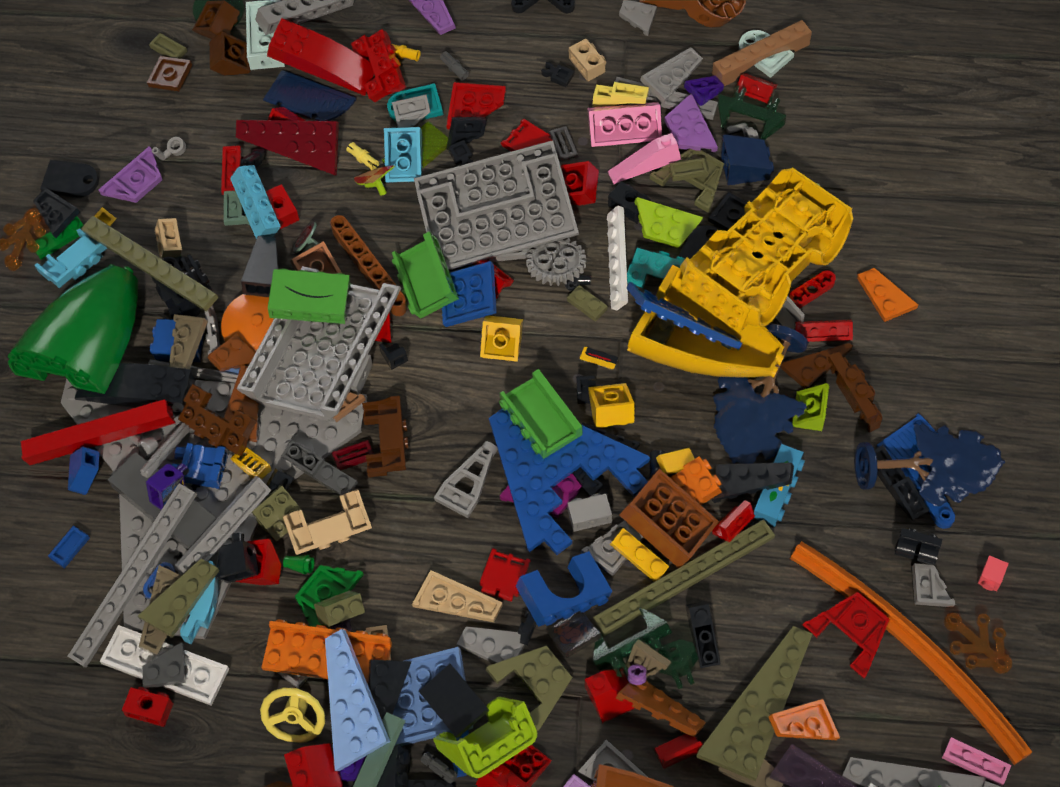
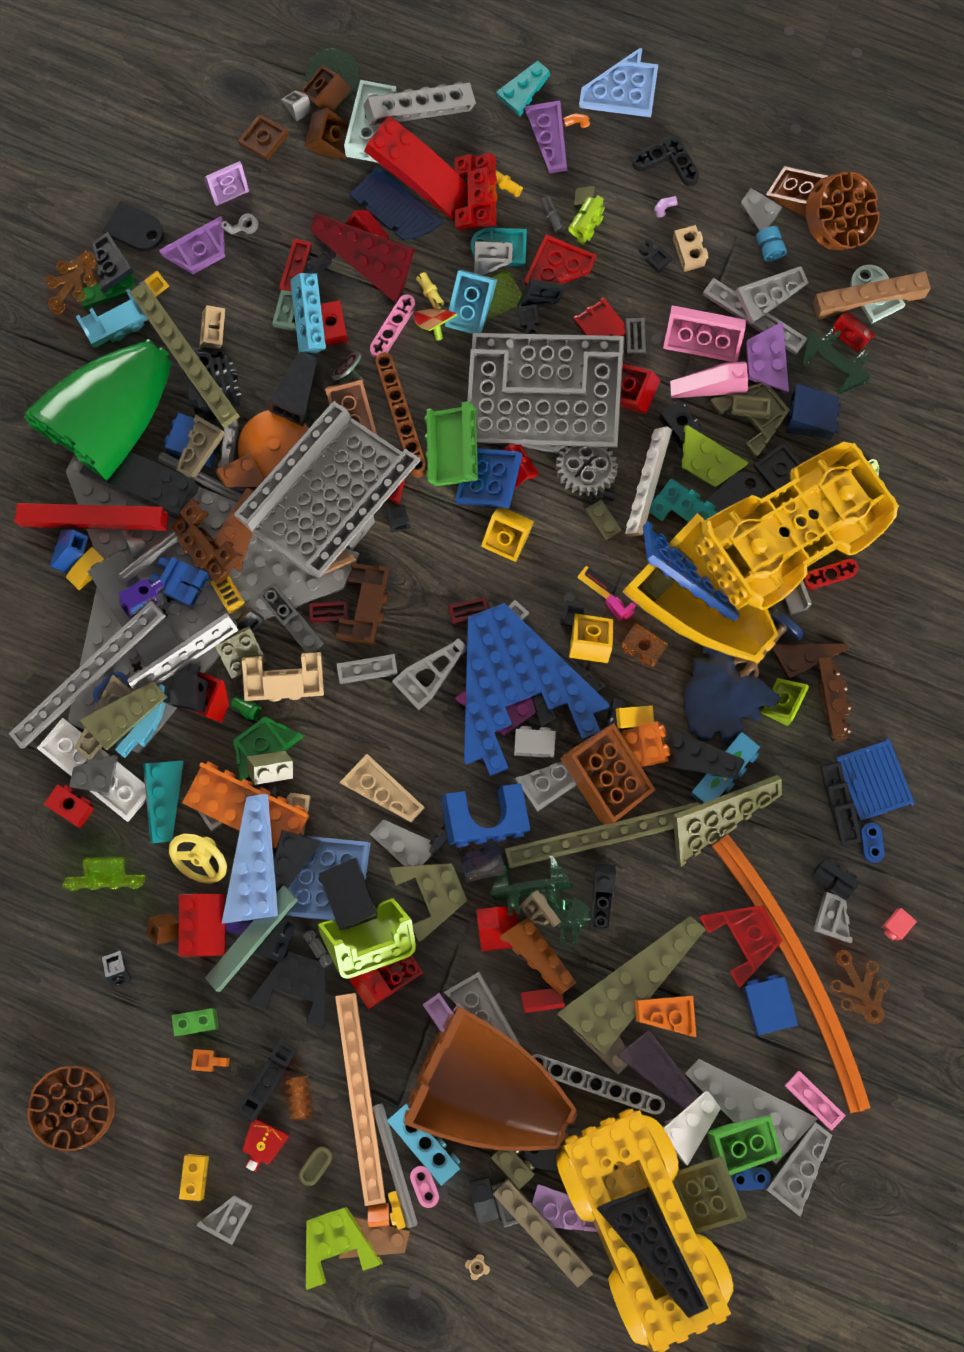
camera: 15 degrees right, 15 degrees up
(68, 546) = (37, 622): blue tile -> none
(100, 487) = (78, 574): none -> yellow slope
(146, 115) = (227, 183): none -> lavender slope
(167, 47) = (270, 105): olive tile -> none
(193, 39) = (297, 104): none -> light grey slope
(199, 760) = (104, 873): none -> clear neon green bracket
(239, 669) = (162, 795): none -> teal wing
(308, 296) = (329, 438): bright green panel -> none
(337, 195) = (389, 325): none -> bright pink beam
(406, 494) = (367, 669): none -> light grey plate
(476, 424) = (464, 604): none -> dark red tile
(478, 45) = (581, 195): none -> olive slope
(487, 59) = (587, 218): none -> lime plate
(503, 575) = (434, 779): red plate -> none
(541, 415) = (517, 632): bright green panel -> none
(551, 31) = (663, 204): none -> lavender arm
(619, 94) = (709, 301): light yellow slope -> none
(627, 373) = (615, 605): none -> dark pink bracket
(637, 679) = (522, 916): medium lavender bush -> none
(639, 555) = (568, 801): yellow plate -> none
(657, 389) = (640, 635): none -> clear orange brick
(658, 36) = (771, 243): none -> dark azure wheel
(704, 88) = (798, 319): dark purple wing -> none
(734, 521) = (669, 795): red panel -> none
(748, 132) = (827, 384): light grey plate -> none
(787, 526) = (718, 817): none -> olive wing
(826, 330) = (826, 623): red plate -> none
(885, 296) = (901, 603): orange wing -> none
(899, 684) = (769, 1005): none -> blue brick
(957, 464) = (906, 803): dark blue plant -> none

